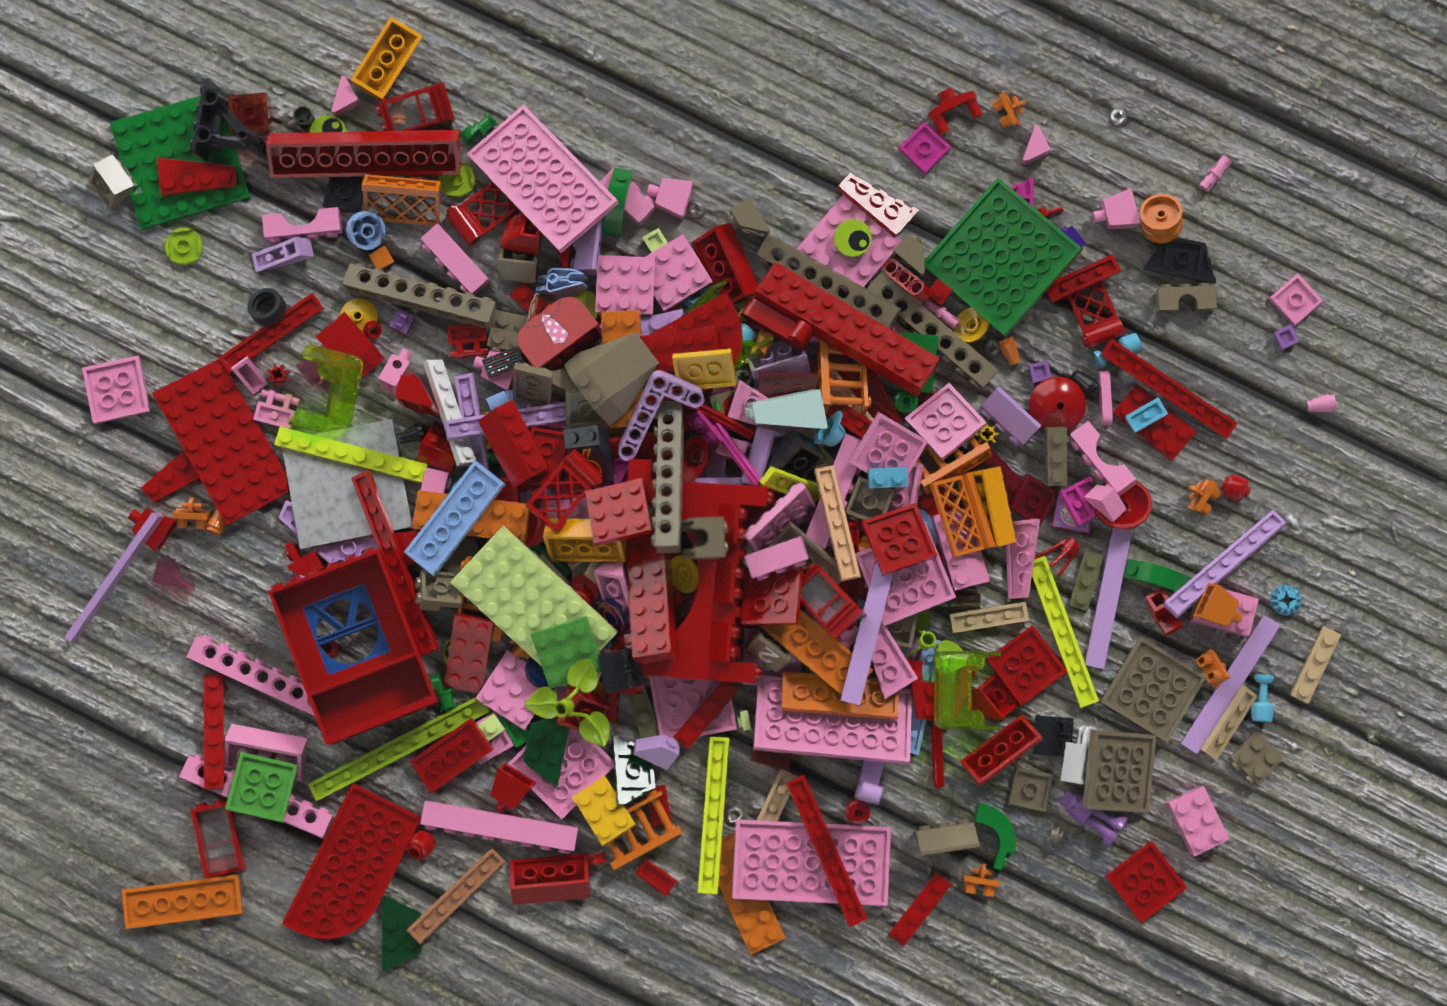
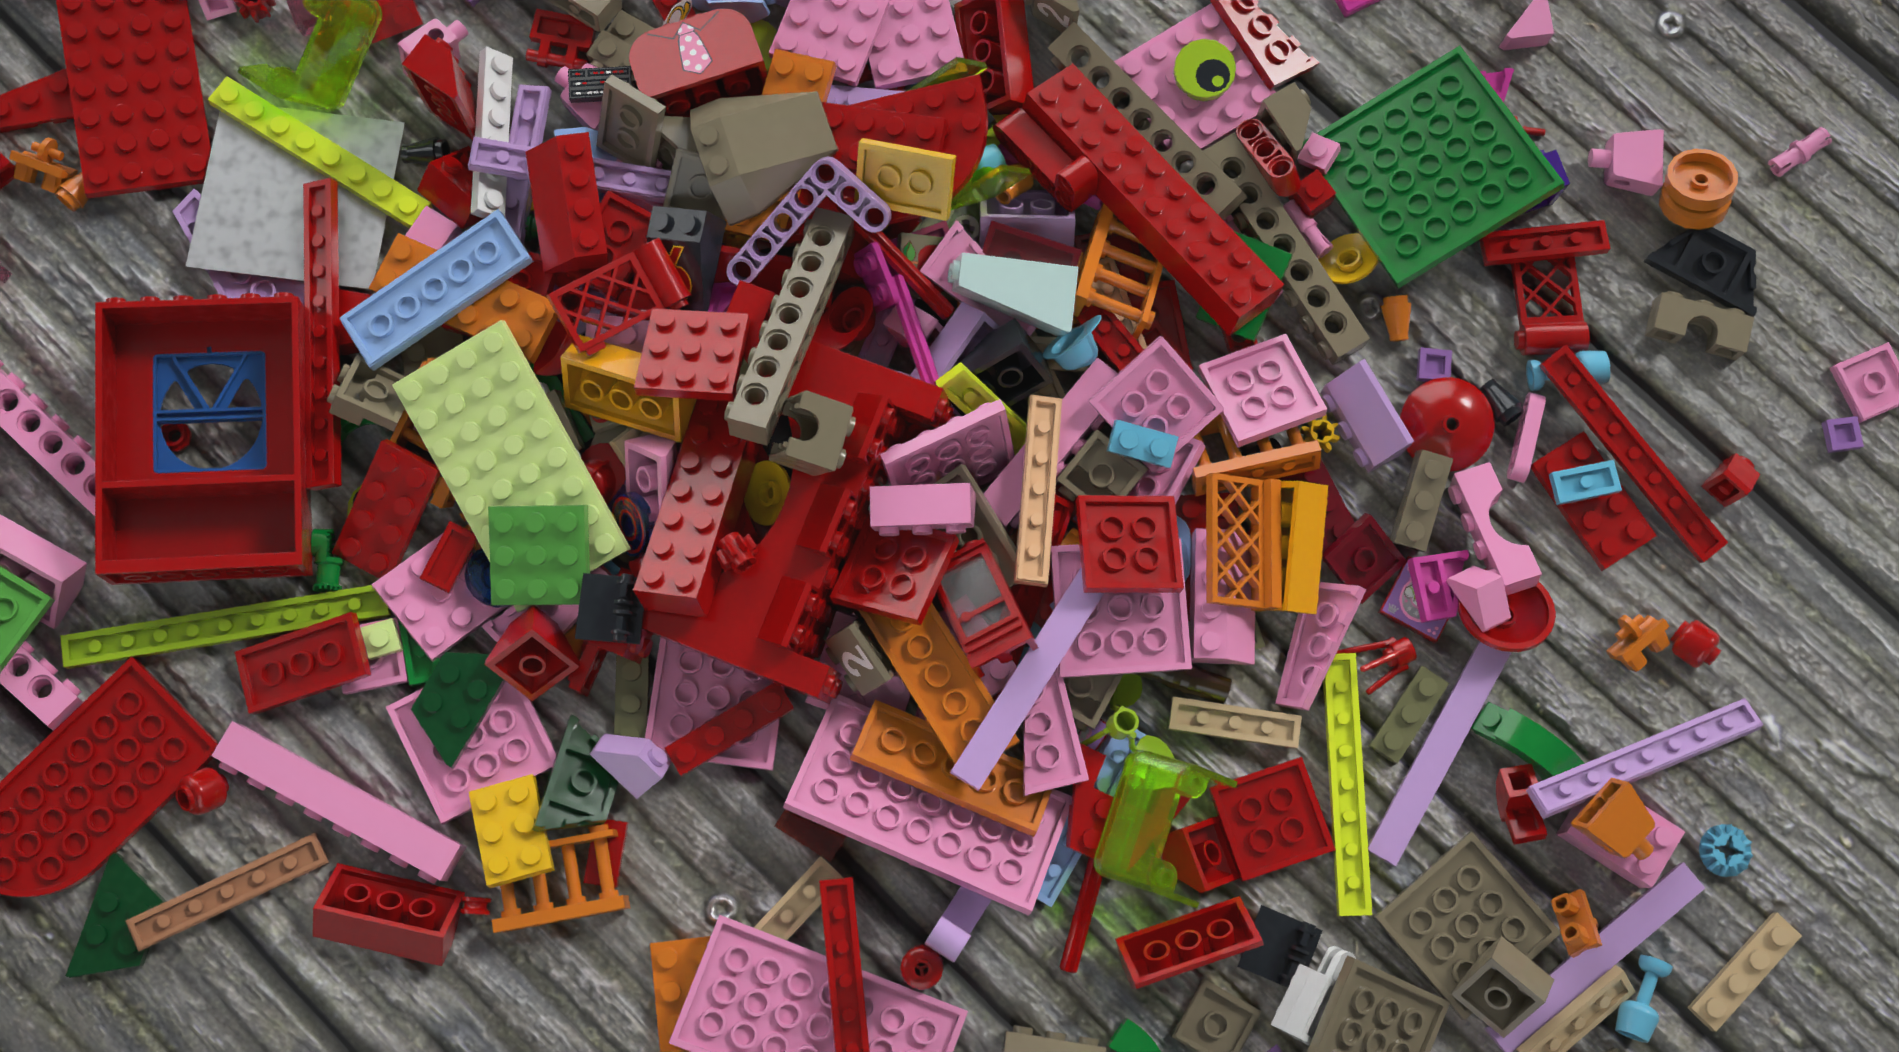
camera: 15 degrees right, 5 degrees down
(273, 414) = (224, 57): bright pink plate -> none
(301, 564) = (178, 280): red brick -> none
(510, 788) = (376, 745): red torso -> none
(514, 668) = (449, 557): none -> red tile
(583, 677) = (480, 632): lime plant -> none
(656, 877) = (560, 967): red tile -> none
(682, 617) = (736, 552): none -> red gear
(713, 815) = (685, 898): neon yellow plate -> none
(743, 720) = (787, 760): yellowish green plate -> none
(901, 407) = (1198, 340): green head -> none
(935, 267) = (1319, 153): none -> bright pink plate
(1182, 718) = (1503, 987): none -> dark tan slope
(1230, 385) = (1732, 480): none -> red slope
(1322, 404) = (1874, 557): bright pink cone -> none

